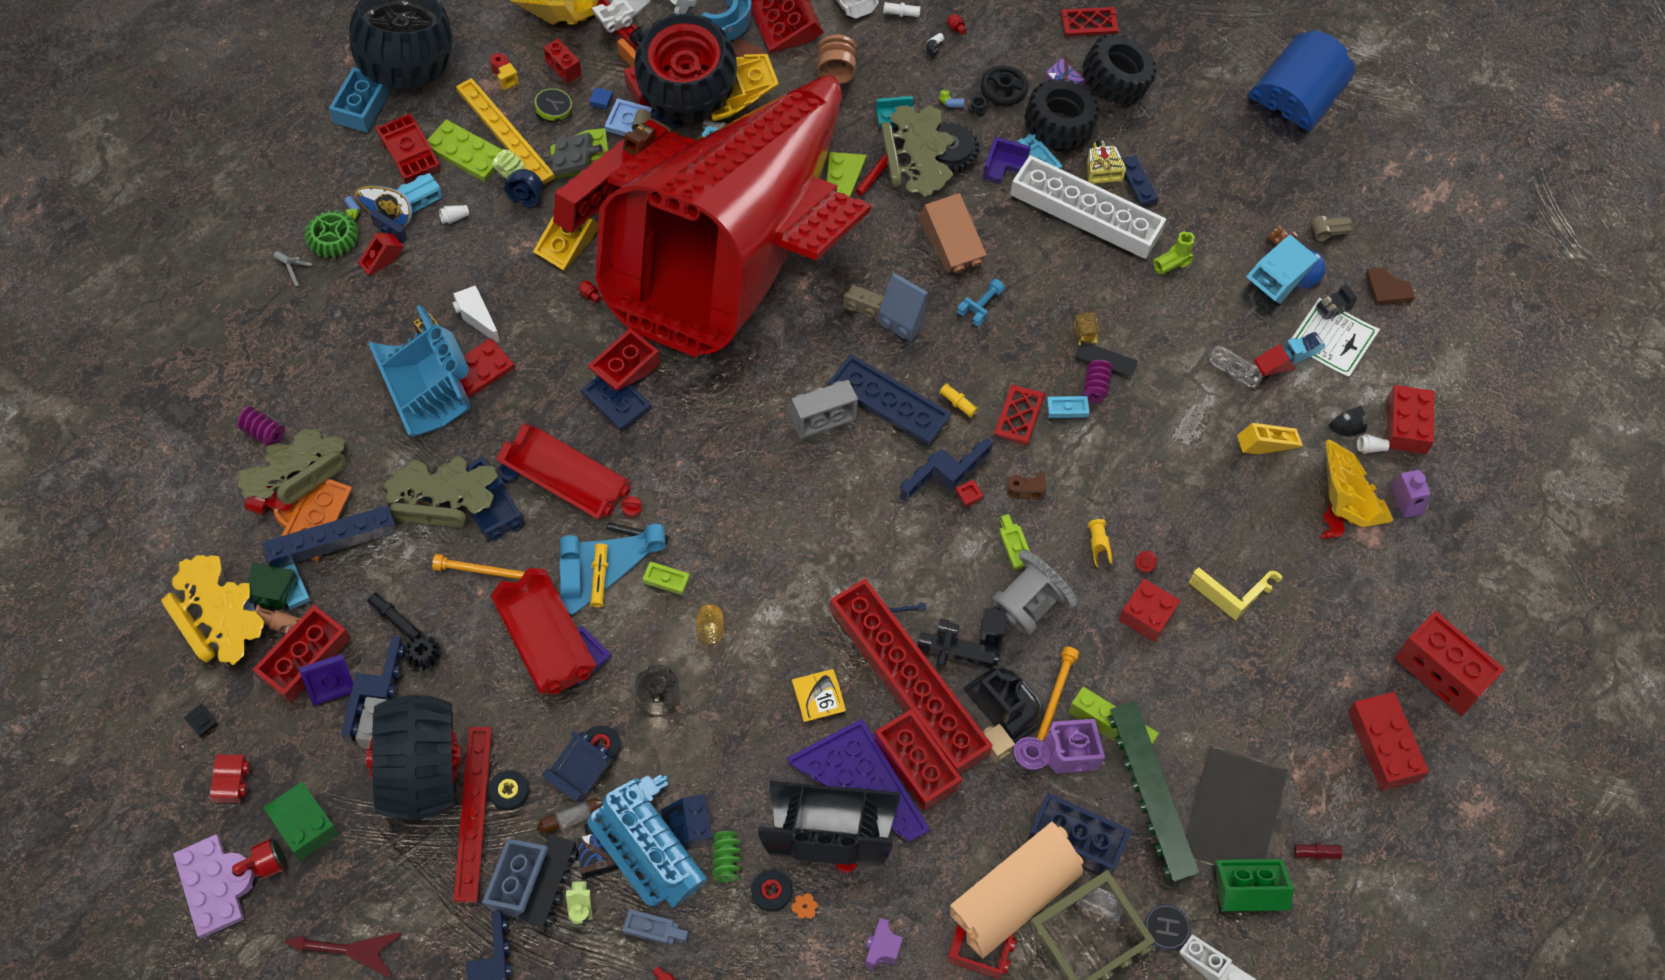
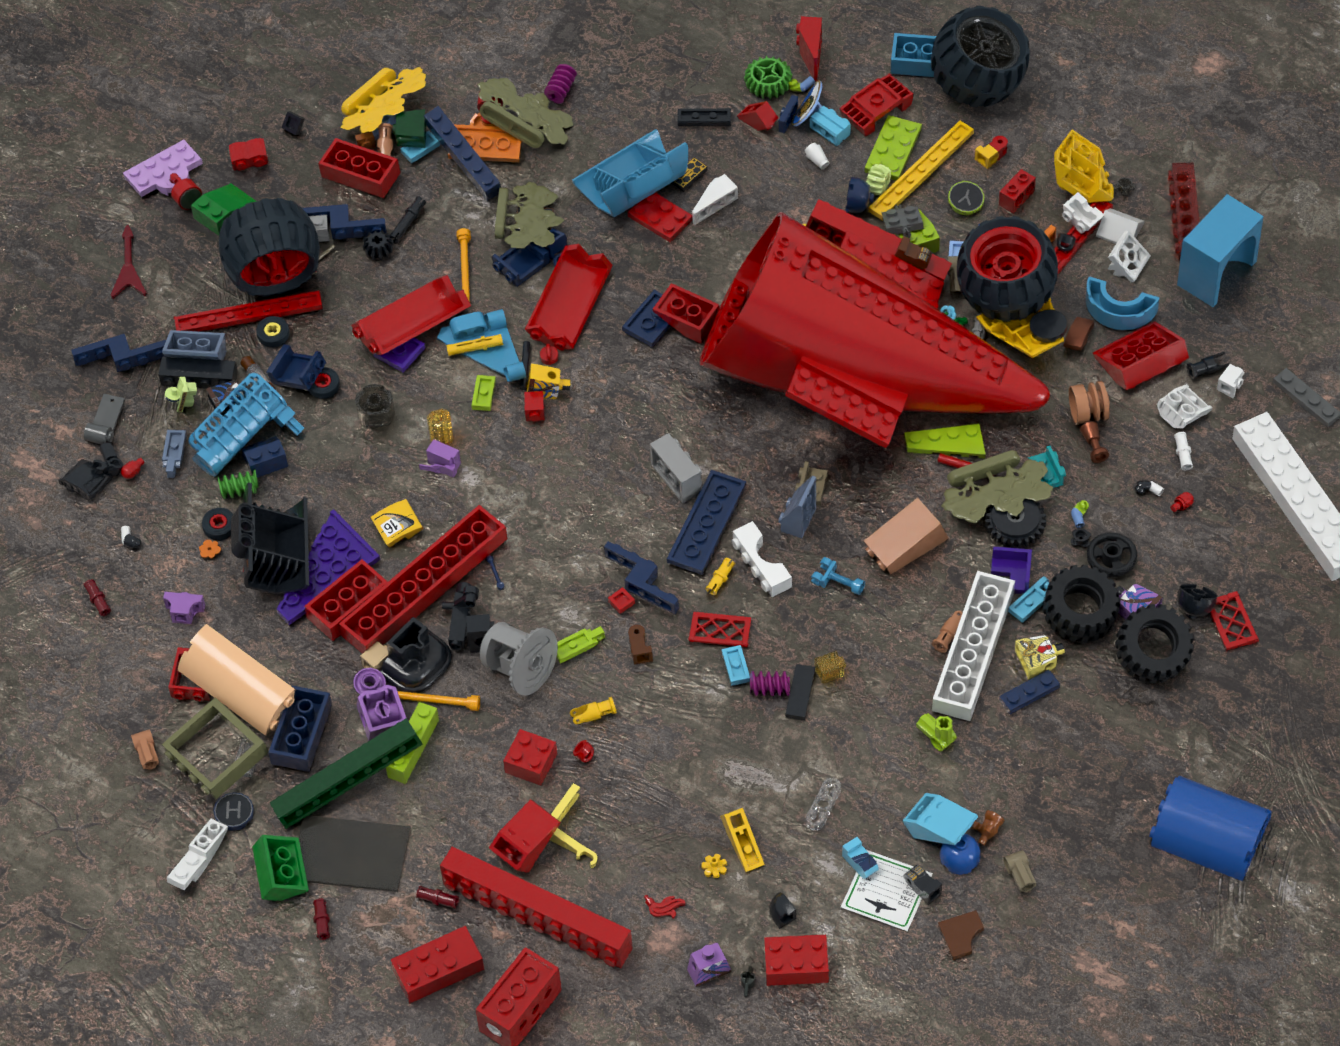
camera: 85 degrees right, 5 degrees down
(262, 644) = (365, 140): none -> dark orange plate
(288, 261) = (733, 57): light grey plant -> none
(311, 184) = (810, 42): none -> red slope
(327, 679) = (338, 186): dark purple plate -> none
(358, 304) = (704, 117): none -> black tile
(678, 506) = (546, 380): none -> yellow torso
(700, 530) = (534, 406): none -> red brick
(745, 631) = (442, 459): none -> medium lavender piece
(751, 60) = (1048, 325): none -> black tile
(867, 70) = (1091, 434): none -> copper piece
(924, 366) = (773, 576): none -> white arch
(1063, 225) = (947, 633): none -> nougat piece
(1072, 34) = (1196, 601): none -> black cylinder
(1254, 627) = (525, 836): none -> red slope
(1274, 361) = (833, 833): red slope -> none
(1292, 471) = (714, 866): none -> yellow plant
(1303, 730) = (437, 897): none -> dark red pin
(1336, 635) = (536, 907): none -> red brick
(1350, 491) = (700, 906): yellow wedge -> none
(1371, 444) = (760, 928): white cone -> none
(1424, 465) = (747, 980): none -> pearl dark grey piece

